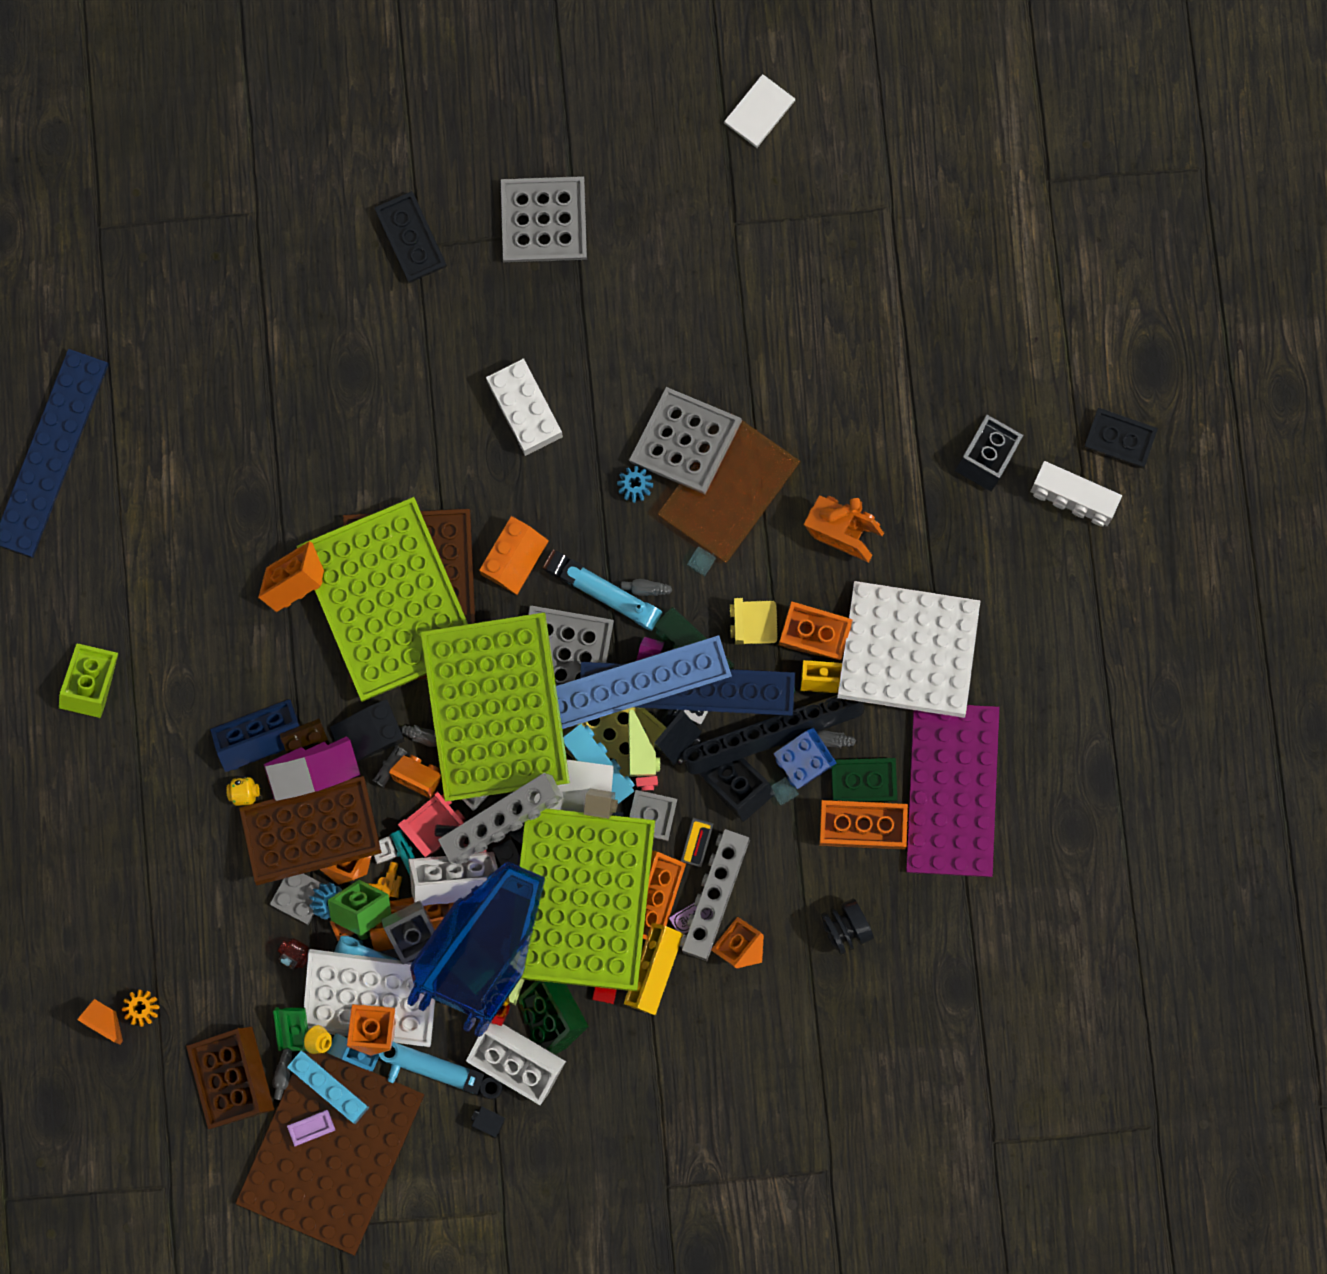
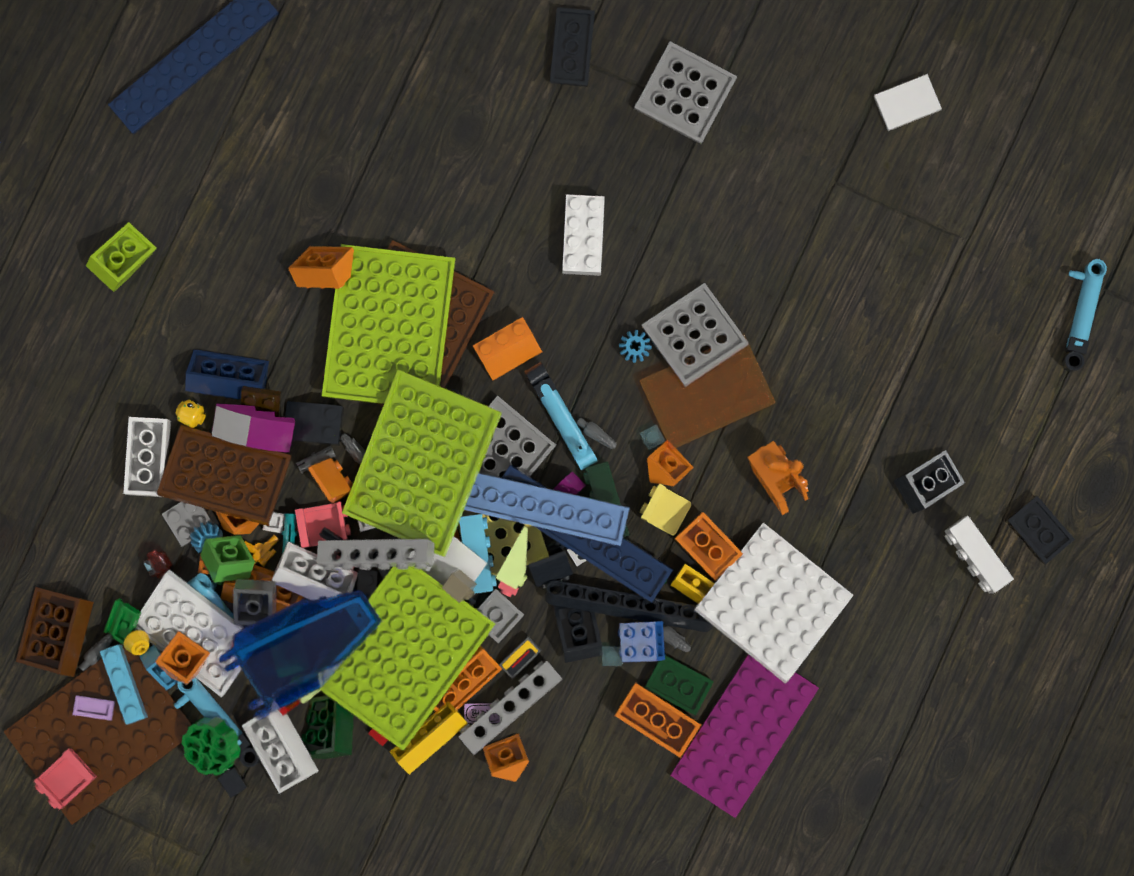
camera: 30 degrees right, 5 degrees up
(146, 1013) = (17, 545): light orange gear -> none
(223, 856) = (146, 455): none -> white brick
(323, 1213) = (64, 779): none -> coral panel
(447, 1097) = (211, 745): none -> green connector
(732, 579) = (667, 466): none -> orange slope
(847, 926) = (597, 792): black wheel -> none
(1051, 241) = (1078, 340): none -> medium azure piece

